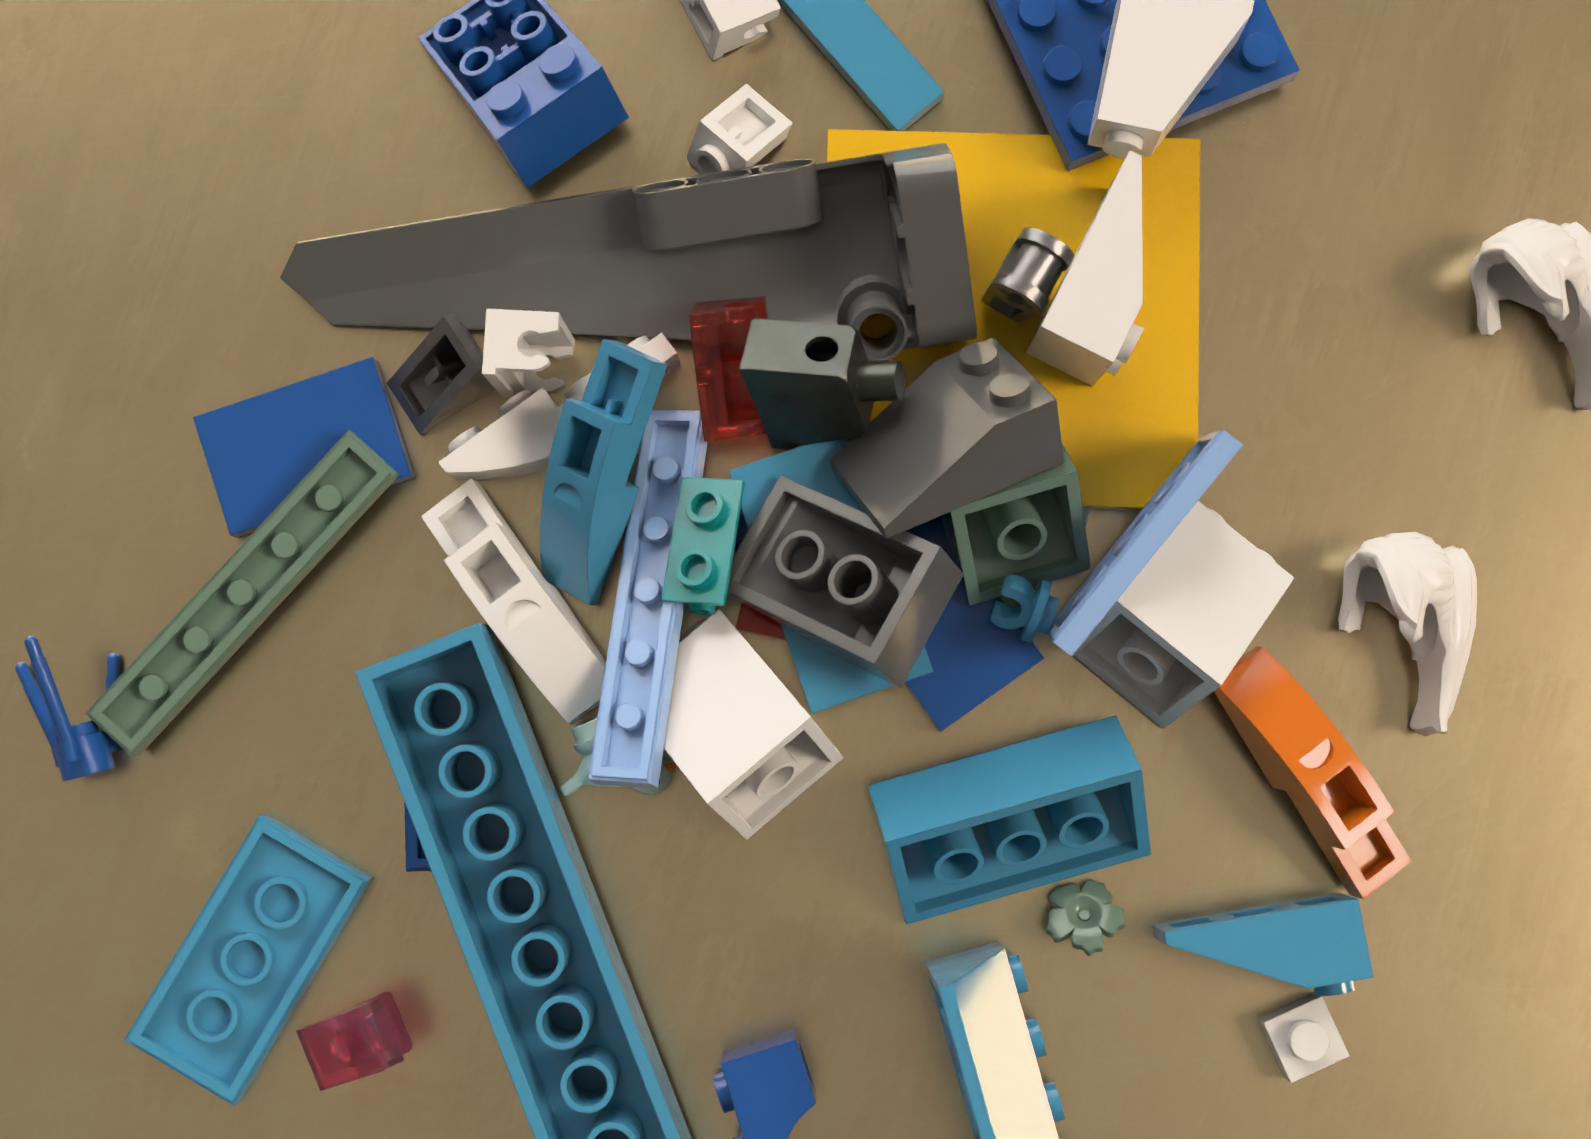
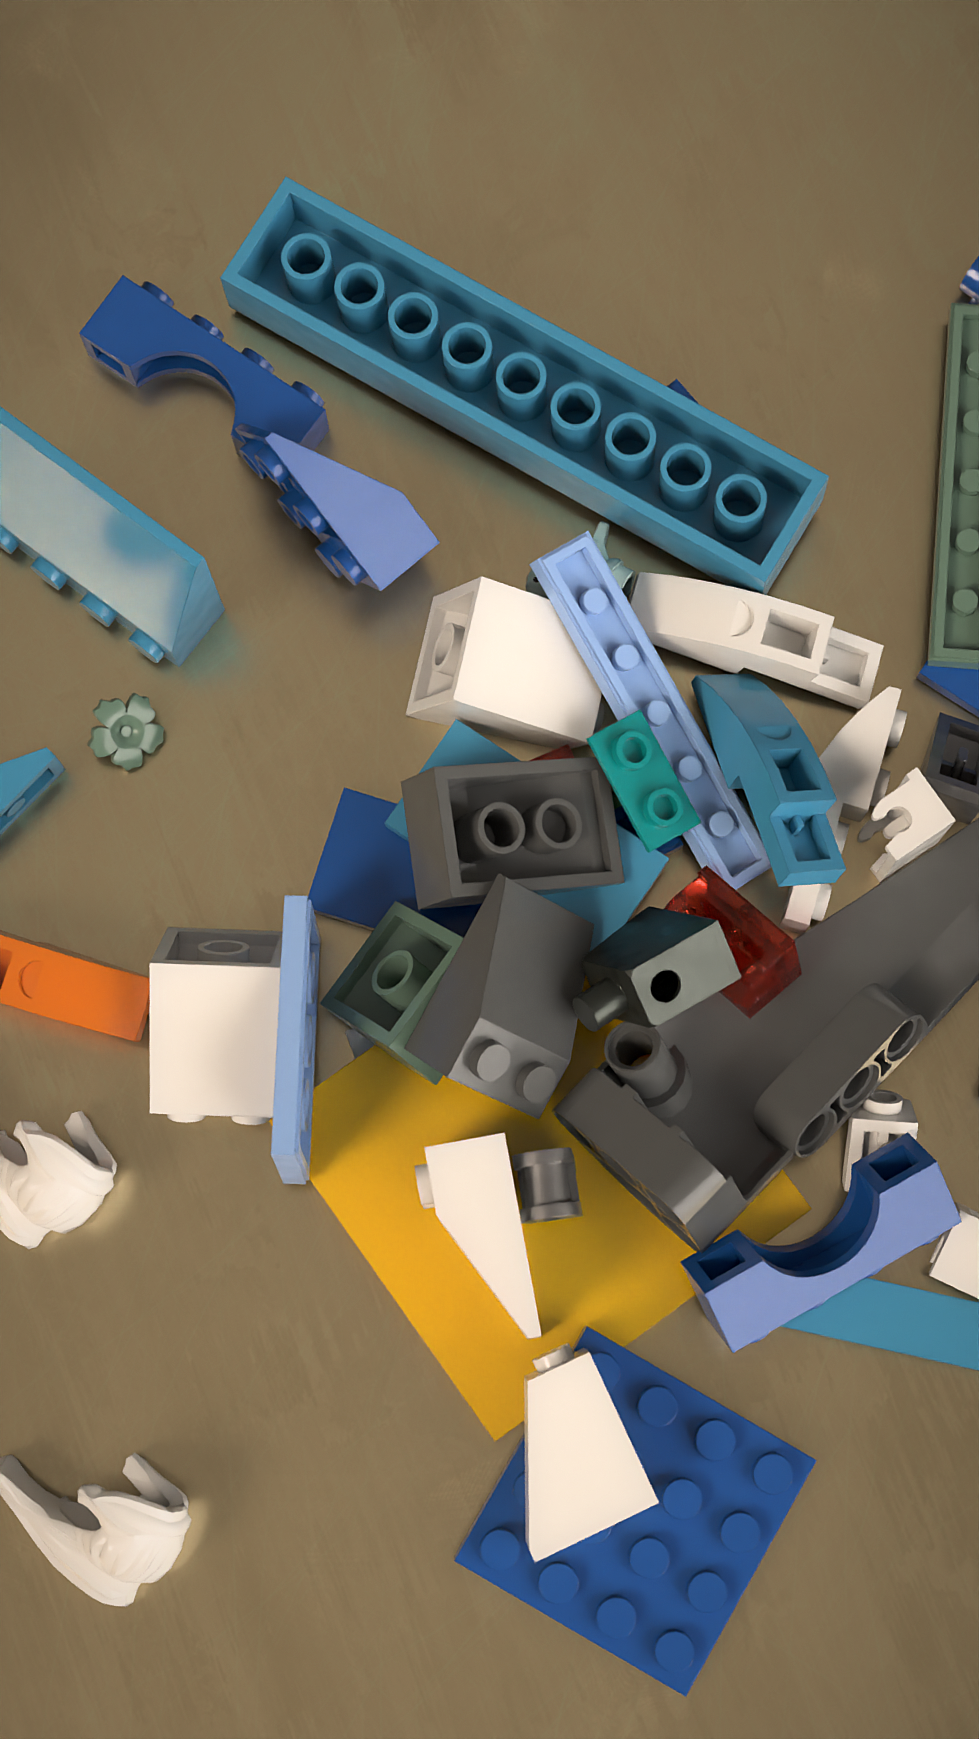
camera: 145 degrees right, 5 degrees down
(249, 959) = (742, 232): dark azure tile -> none
(355, 1041) = (611, 232): clear pink slope -> none
(775, 960) = (363, 524): none -> slope
(778, 70) = (890, 1209): none -> arch
(1012, 819) = (239, 759): dark azure slope -> none
(1034, 611) = (351, 928): dark azure plate -> none

